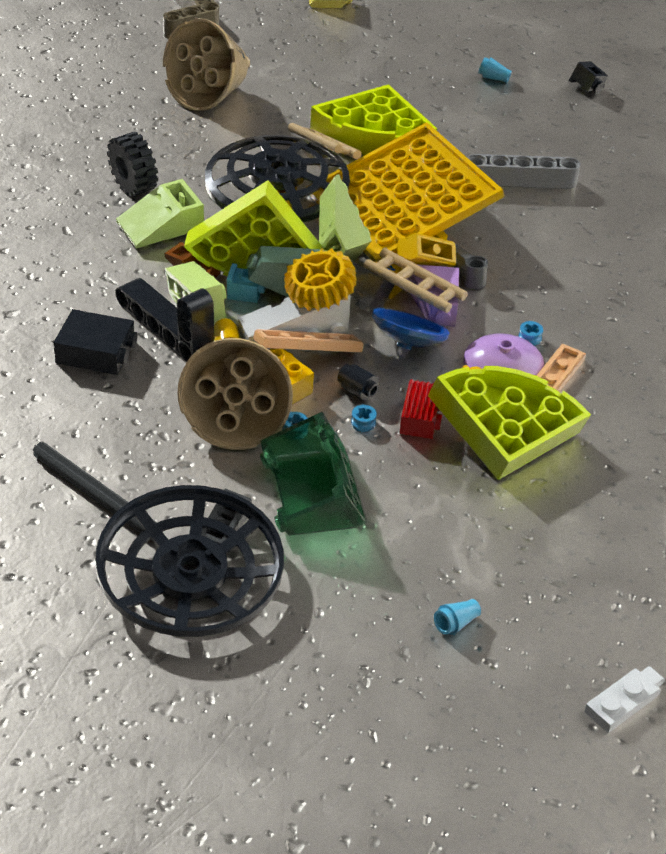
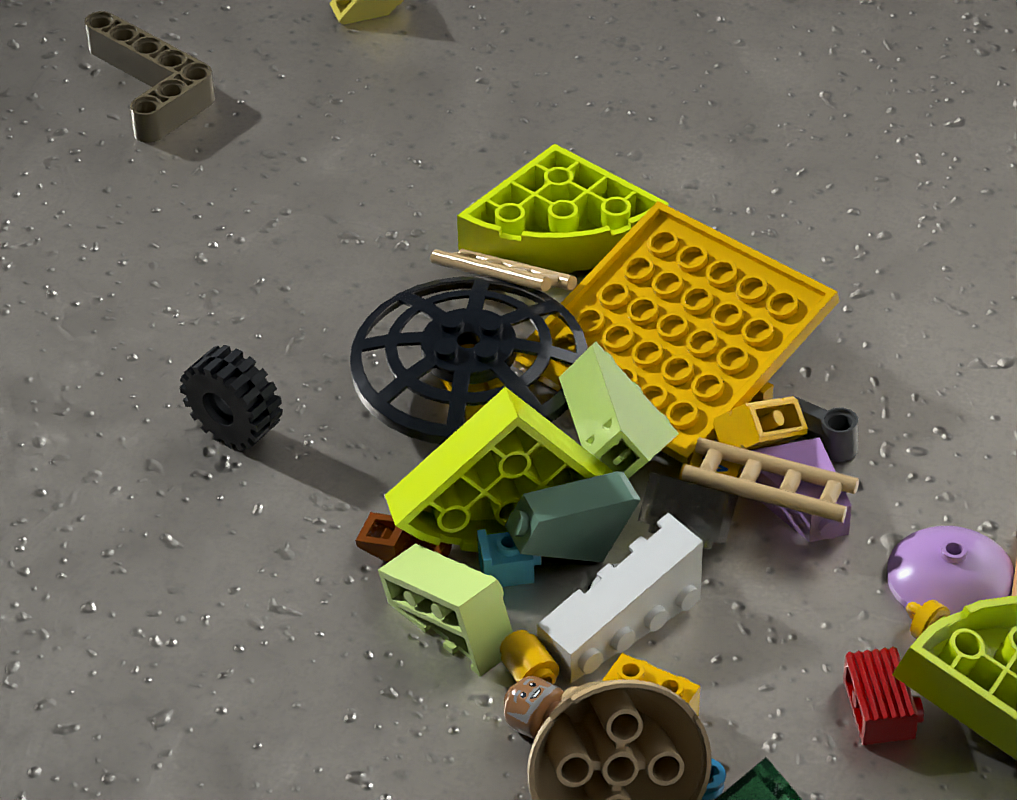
camera: 15 degrees left, 0 degrees up
(95, 341) = (331, 731): black brick -> none
(162, 214) = (318, 473): yellowish green slope -> none
(180, 327) = (462, 675): black beam -> none
(203, 64) = (250, 189): tan cone -> none
(308, 340) = (660, 632): light nougat tile -> none
(320, 279) = (656, 540): yellow gear -> none
(358, 381) = (764, 676): black brick -> none
(369, 415) = (802, 747): dark azure bush -> none
(409, 328) = (797, 562): blue dish -> none
(493, 70) = (684, 68): medium azure cone -> none
(529, 170) = (829, 233): light grey beam -> none
(531, 332) = (968, 504): dark azure bush -> none
(589, 77) = (834, 44): black brick -> none

